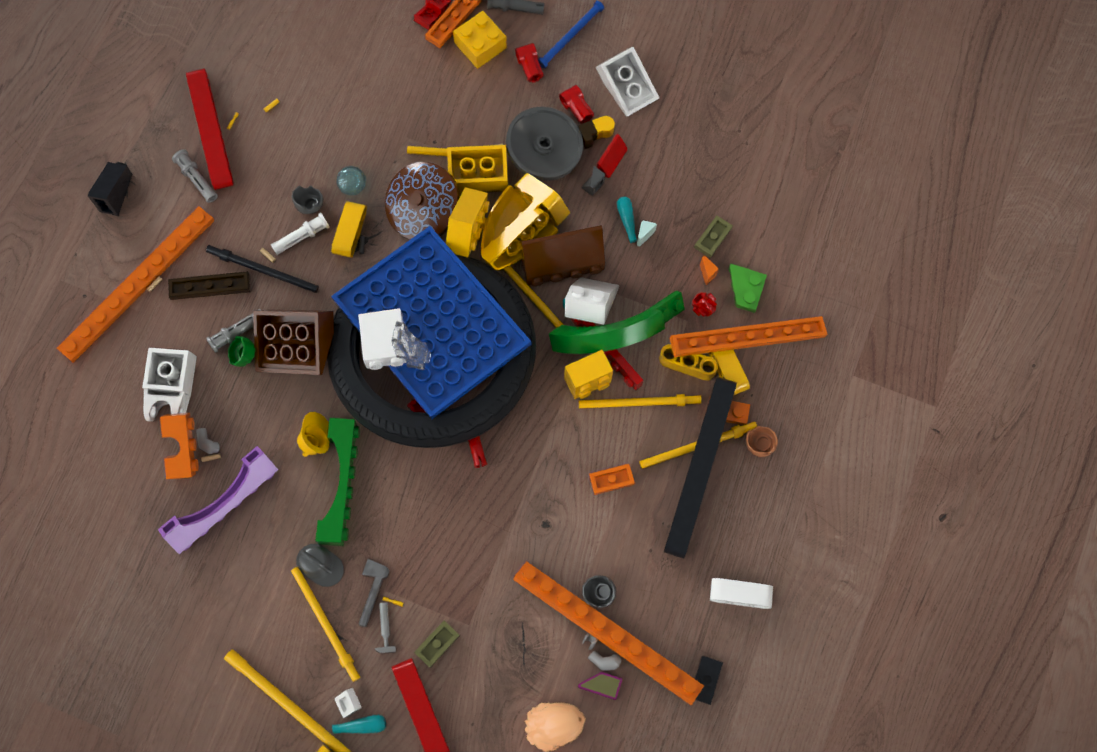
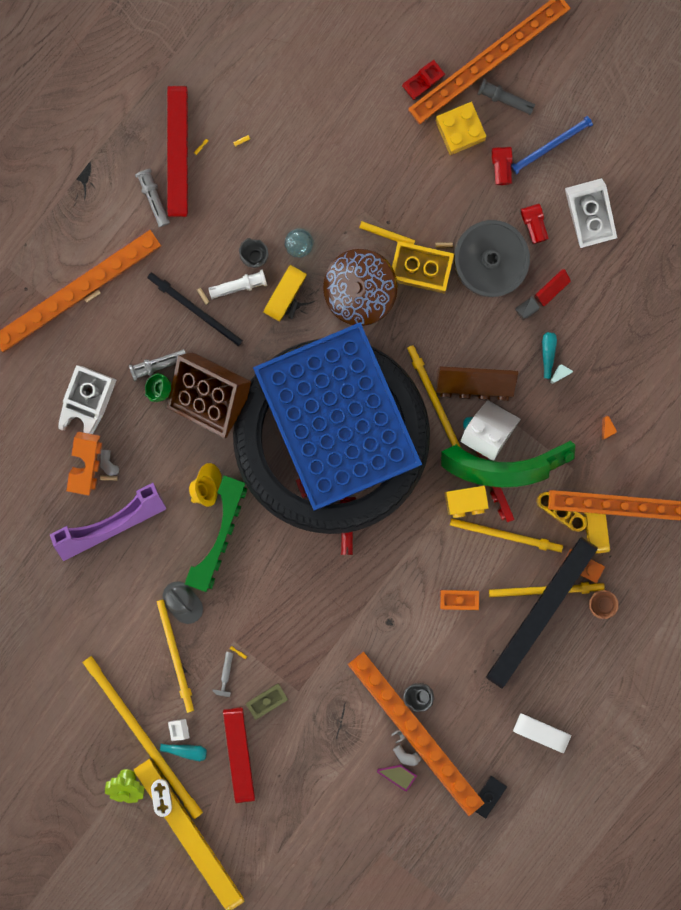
camera: 15 degrees right, 15 degrees up
(111, 188) = (73, 189): black slope -> none
(209, 285) = (142, 311): dark brown tile -> none
(376, 338) = (289, 427): white panel -> none
(380, 572) = (233, 625): flat silver piece -> none
(409, 347) = (312, 447): clear slope -> none
(467, 221) = (396, 323): yellow brick -> none
(519, 216) = (445, 333): yellow panel -> none
(553, 725) = (347, 797): light nougat piece -> none
(596, 129) = (551, 254): leg -> none
(704, 304) = (593, 461): red gear -> none
(713, 236) = (623, 395): olive plate -> none
(746, 287) = (639, 453): bright green wing -> none

